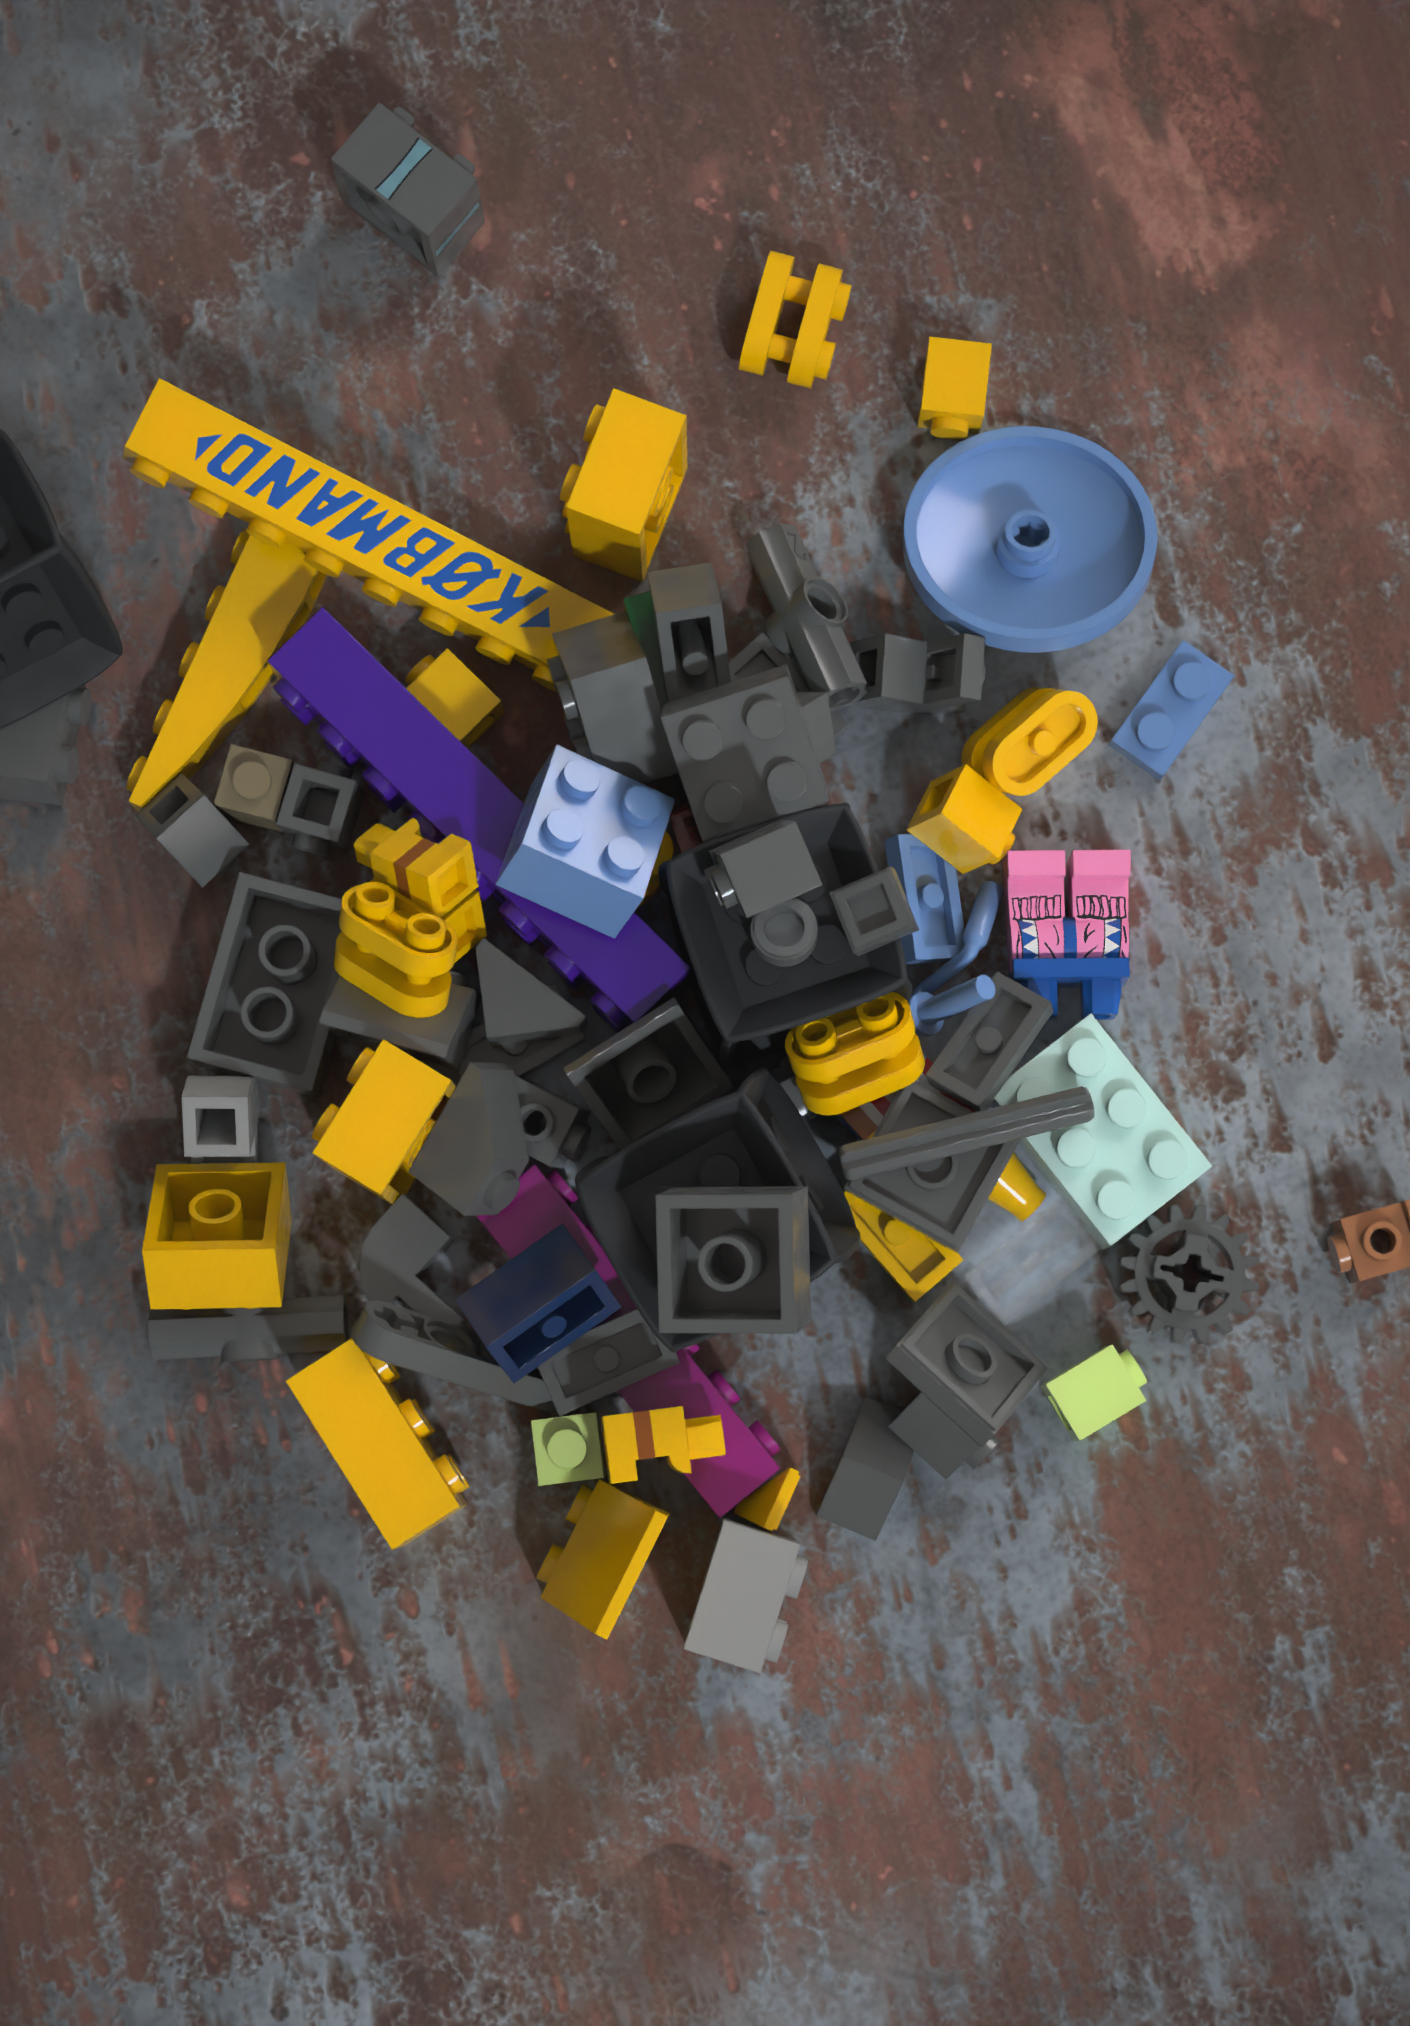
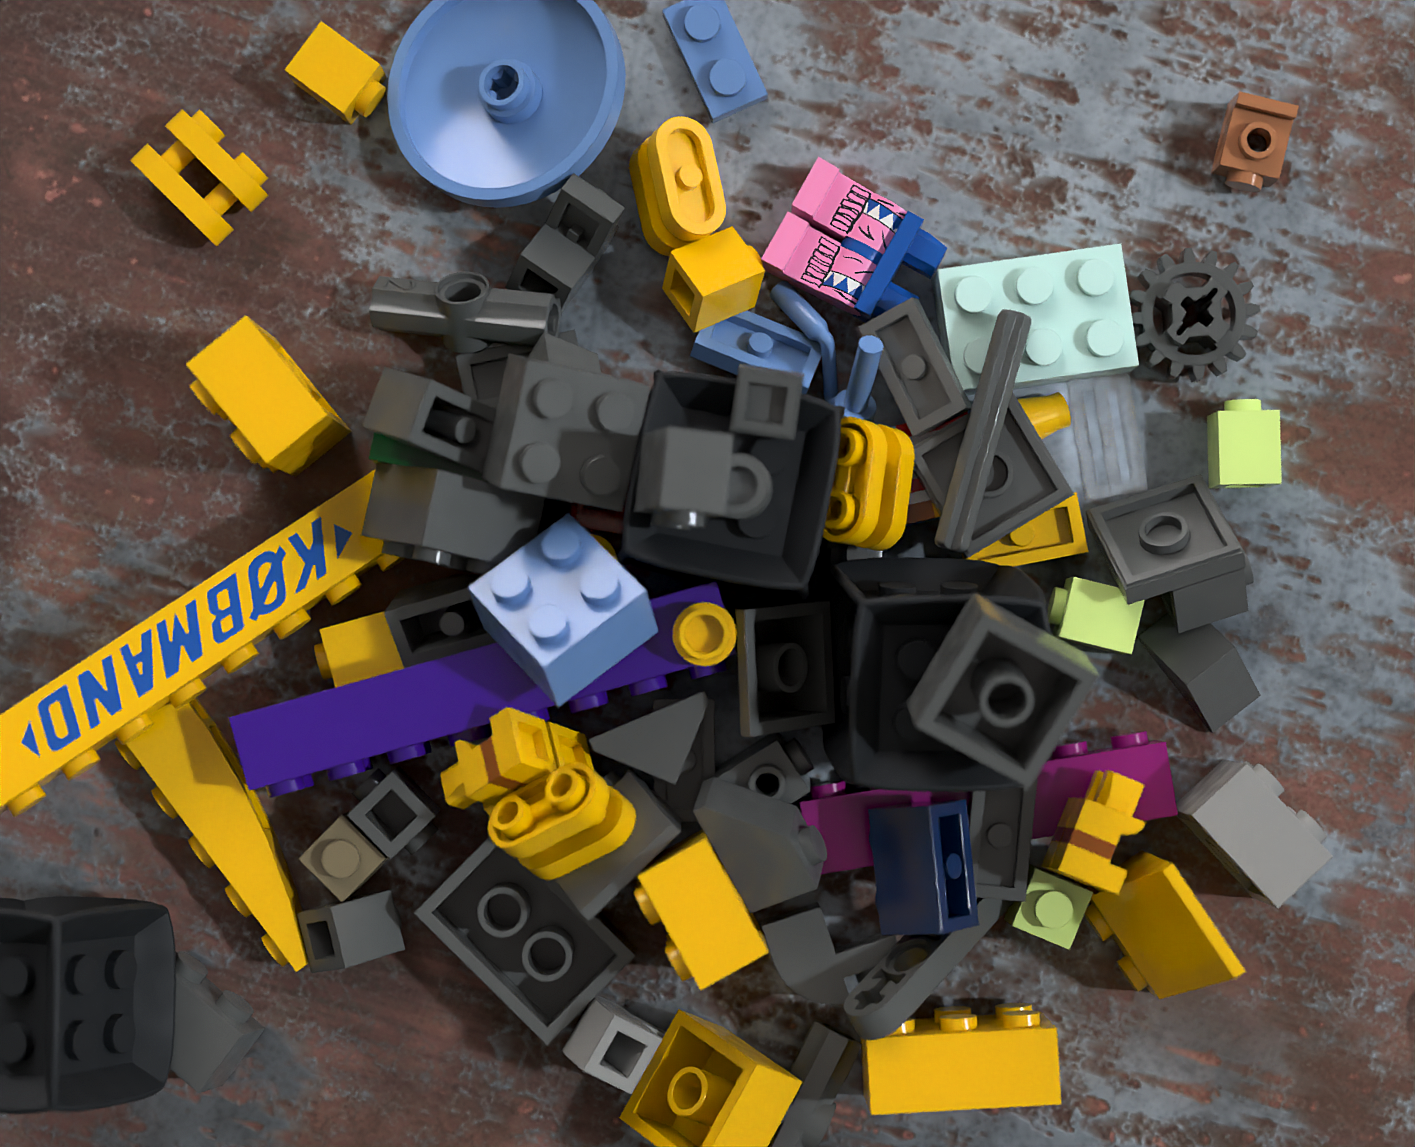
camera: 65 degrees left, 5 degrees up
(510, 742) = (436, 620): none -> dark grey slope
(636, 981) = (704, 634): none -> yellow plate
(769, 1501) = (1185, 762): yellow slope -> none
(859, 1340) = (1094, 616): none -> yellowish green brick

